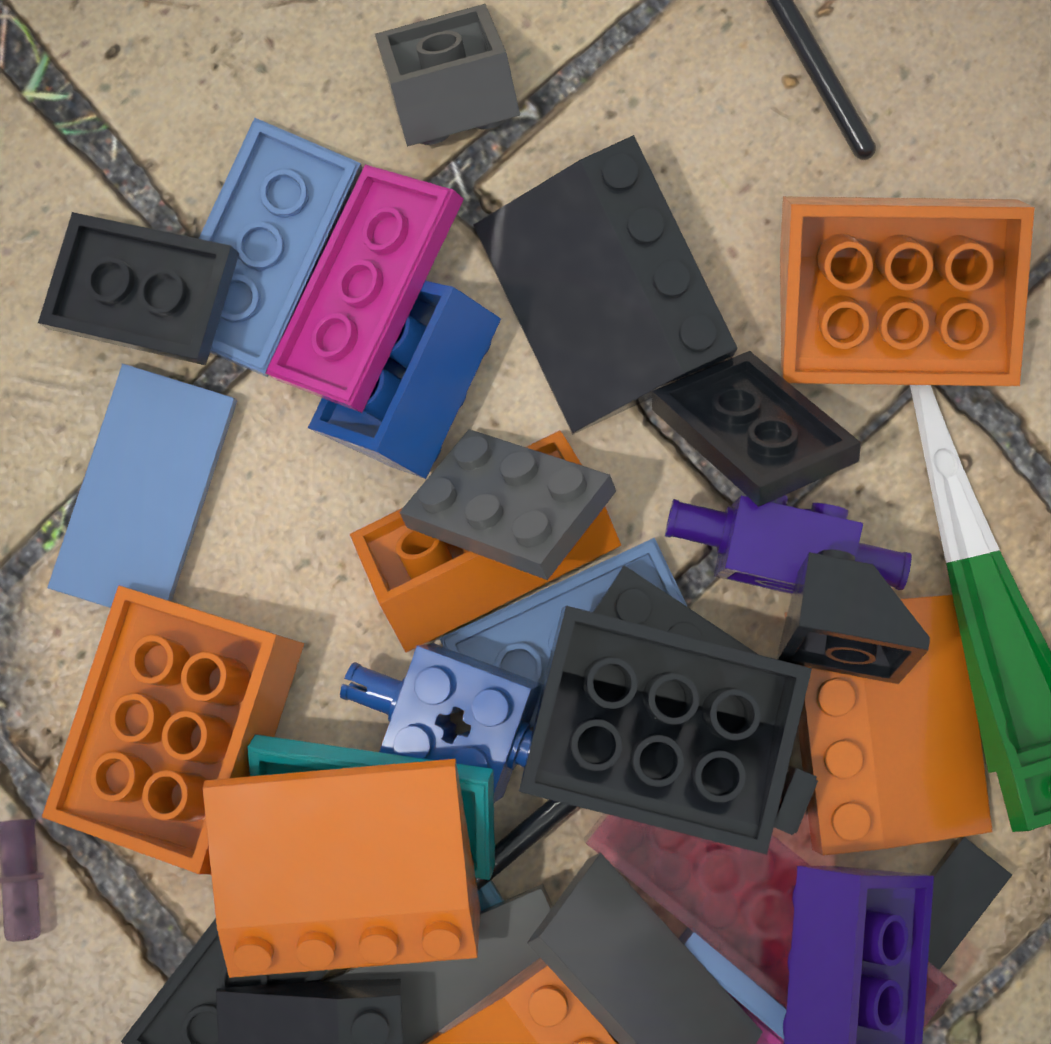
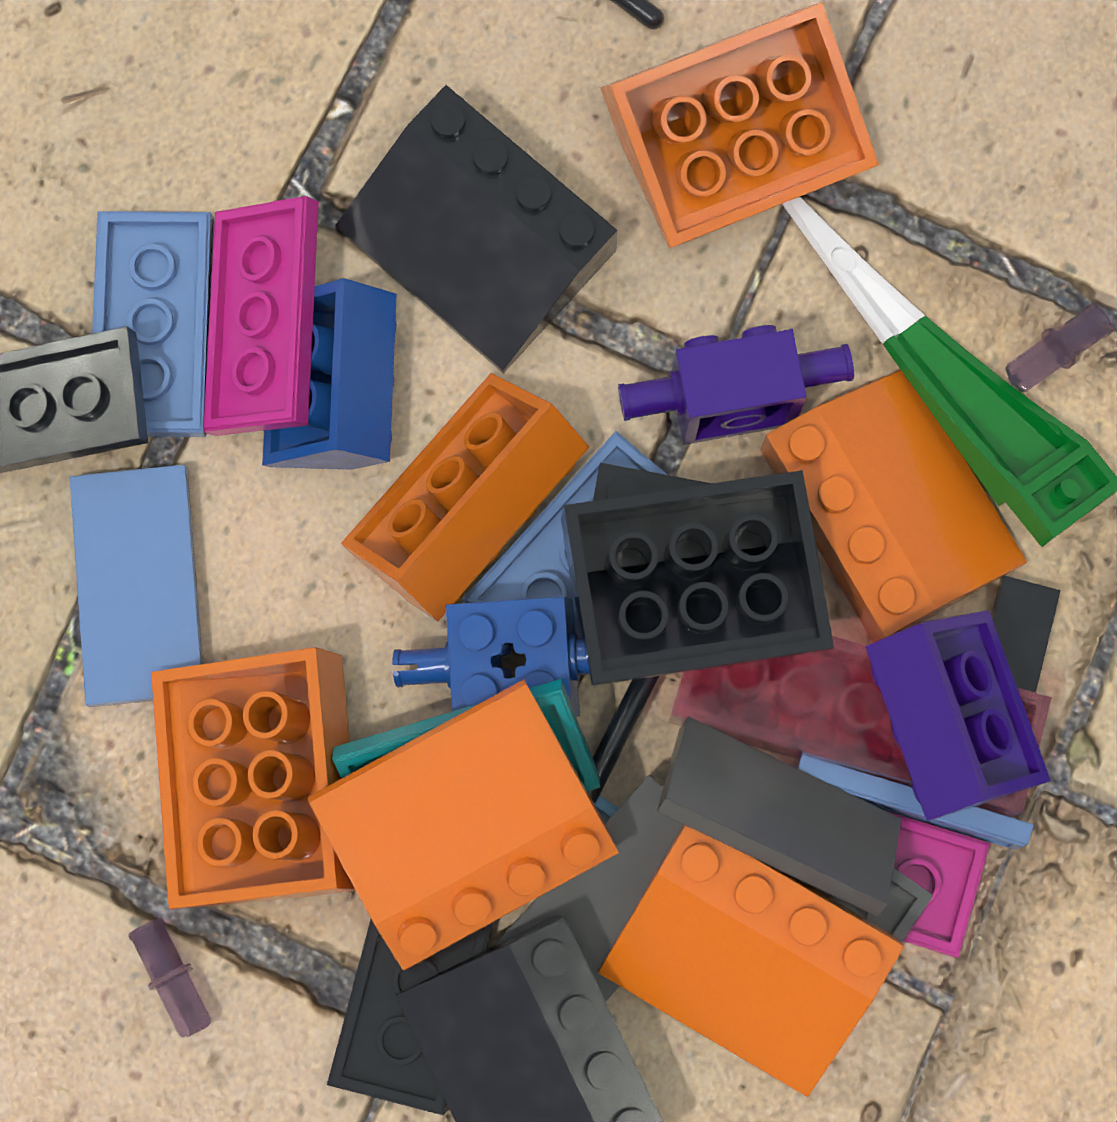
camera: 25 degrees left, 5 degrees down
(448, 75) = (257, 103): dark grey slope -> none
(508, 503) = (473, 446): dark grey plate -> none
(755, 427) = (662, 290): black plate -> none
(794, 799) = (838, 595): black tile -> none
(850, 621) = (819, 415): black slope -> none

